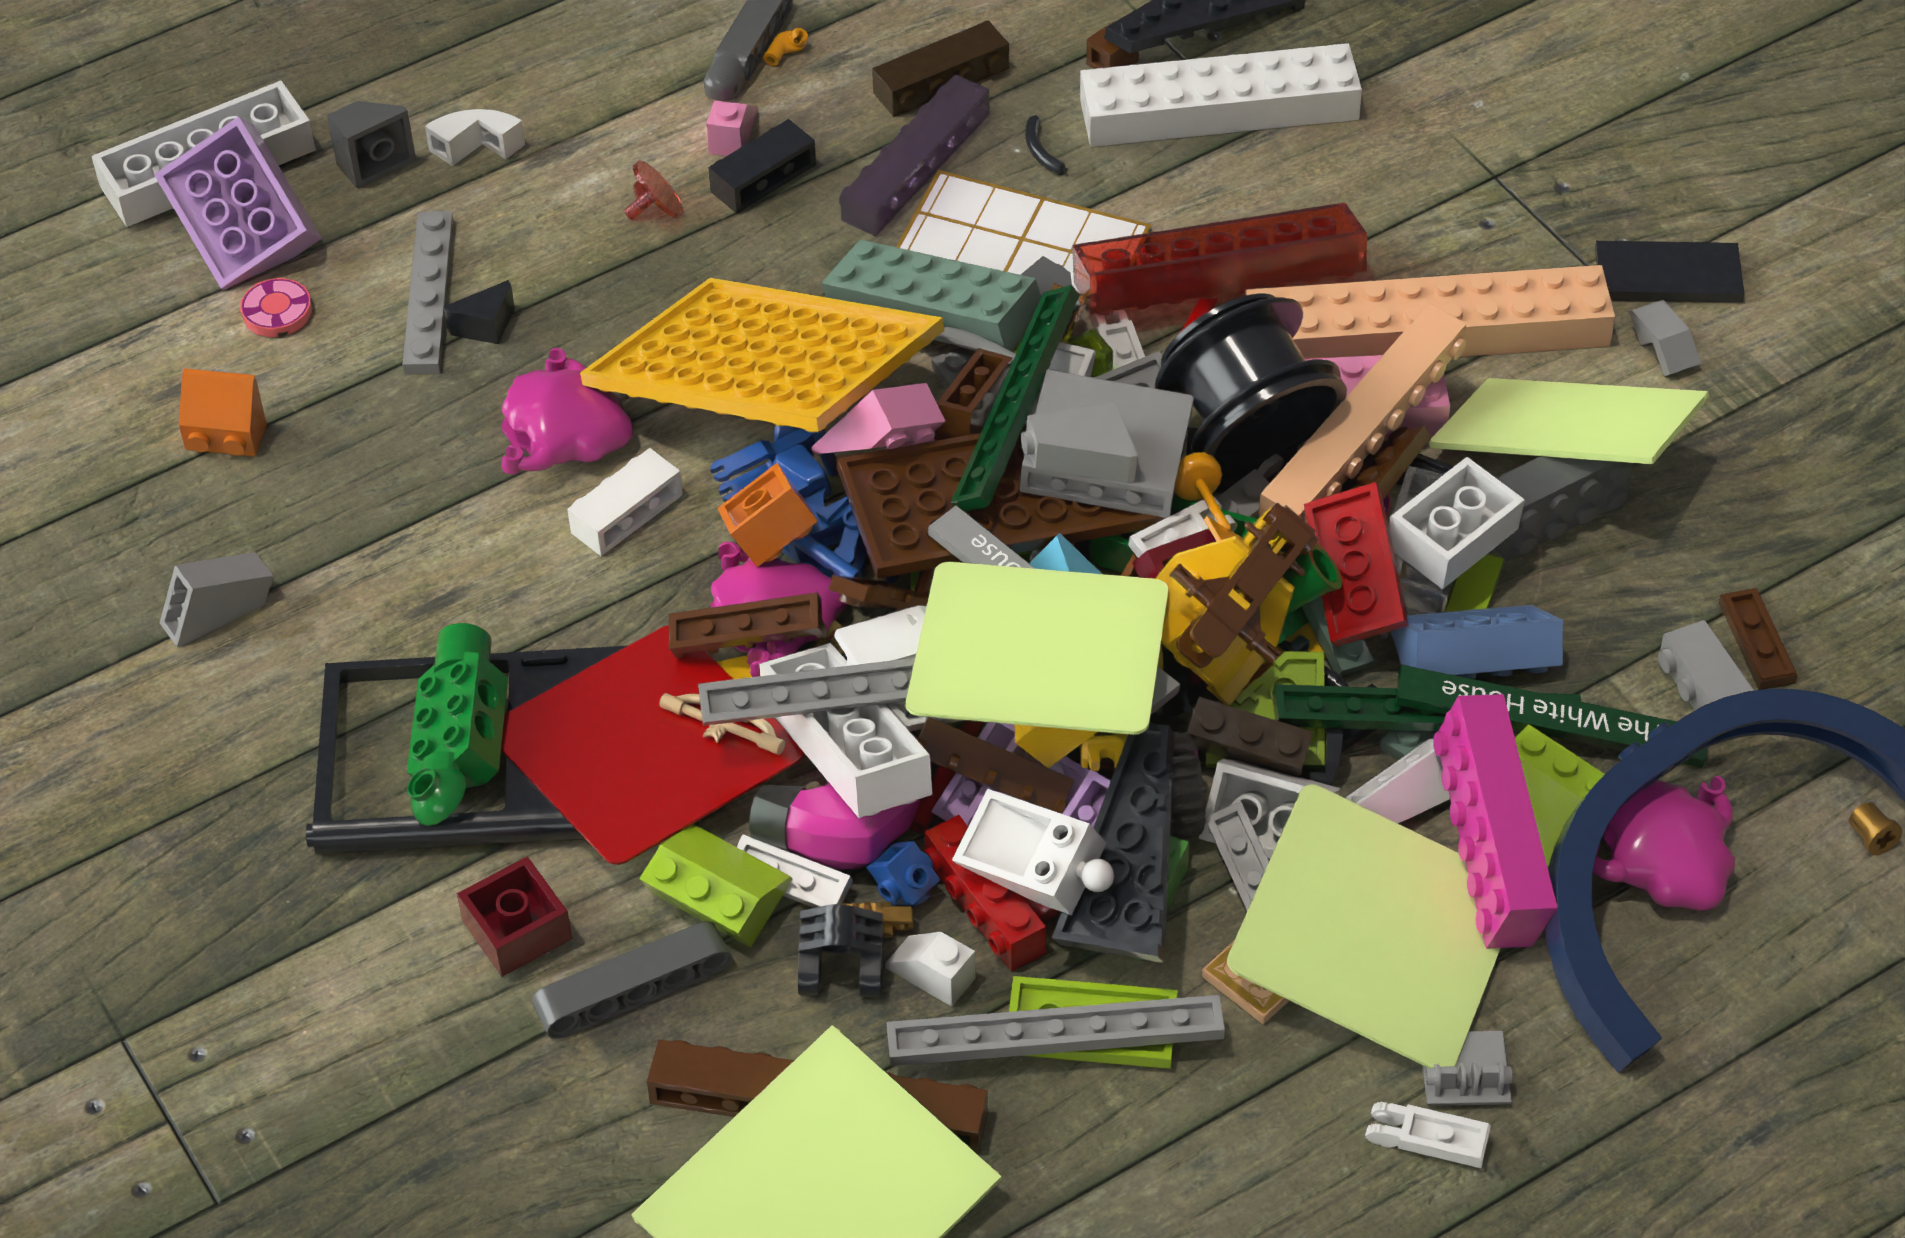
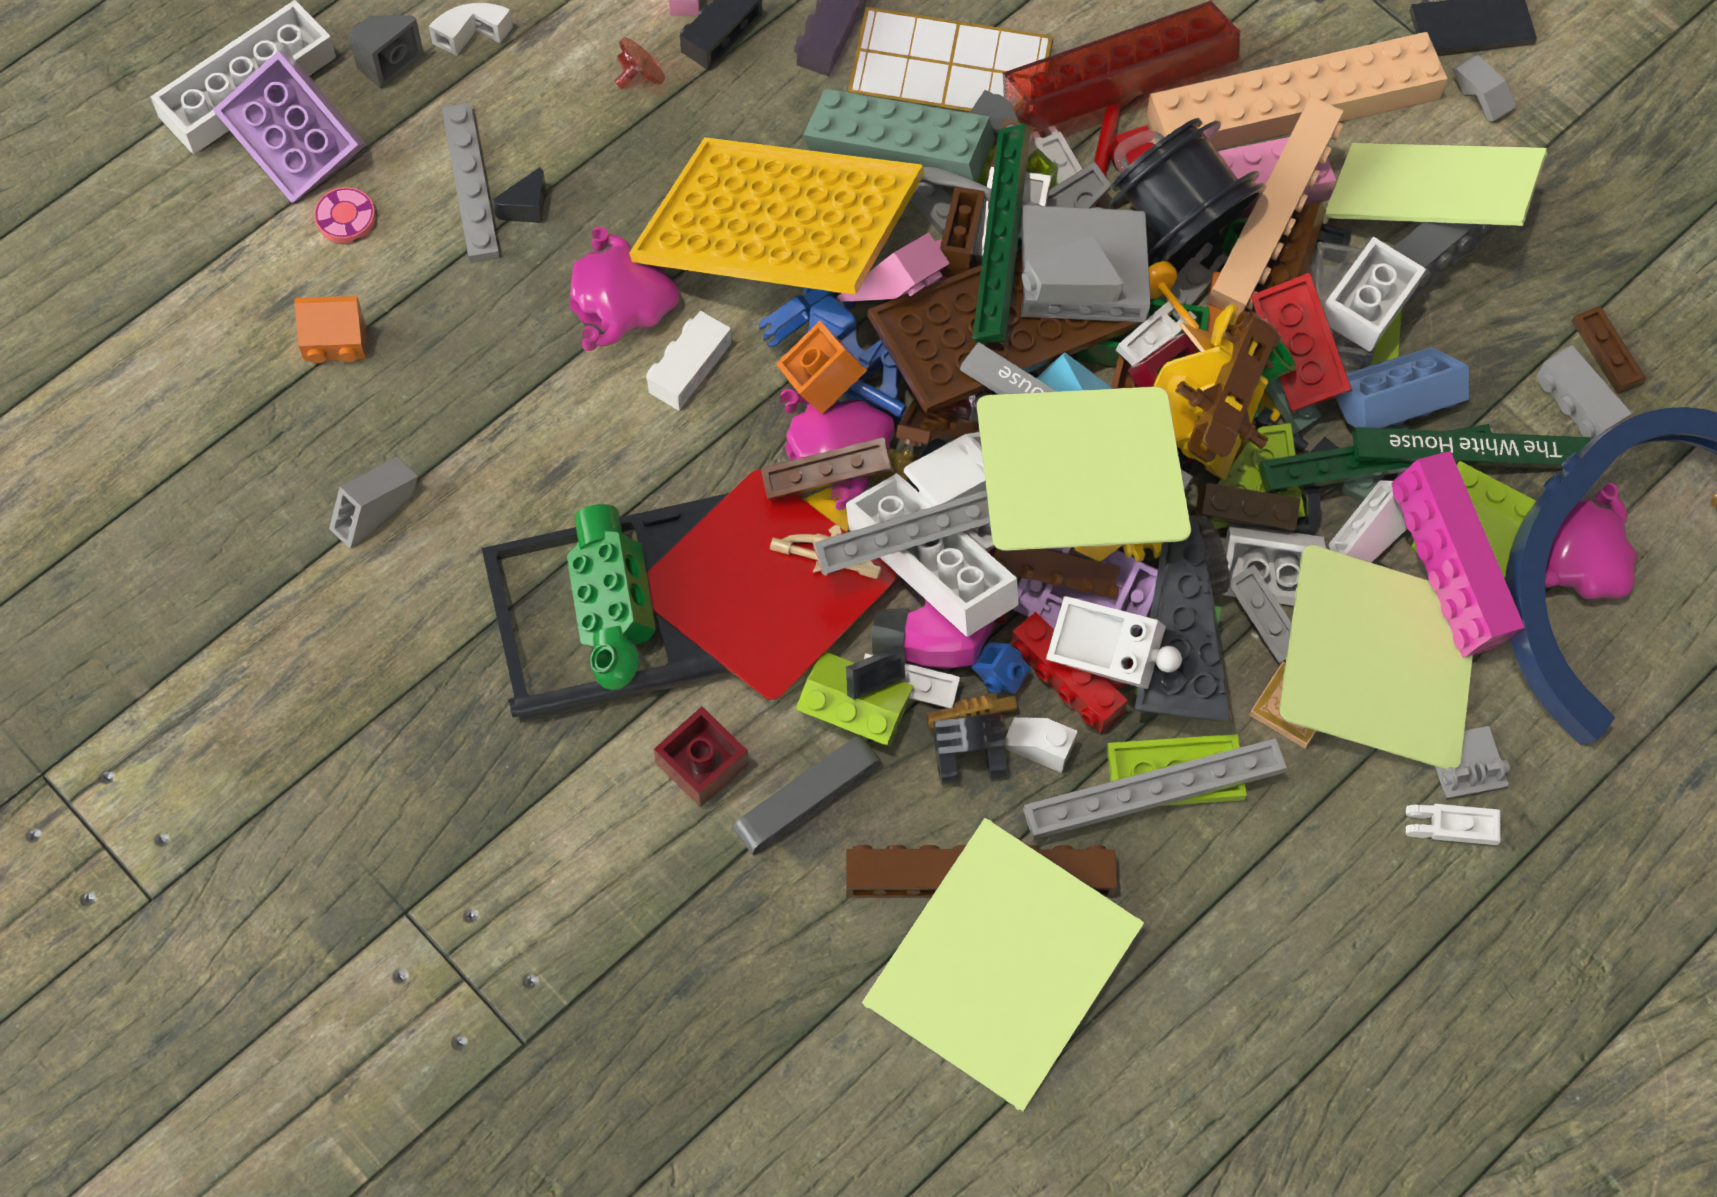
camera: 15 degrees left, 15 degrees up
(743, 848) = (875, 672): none -> black tile

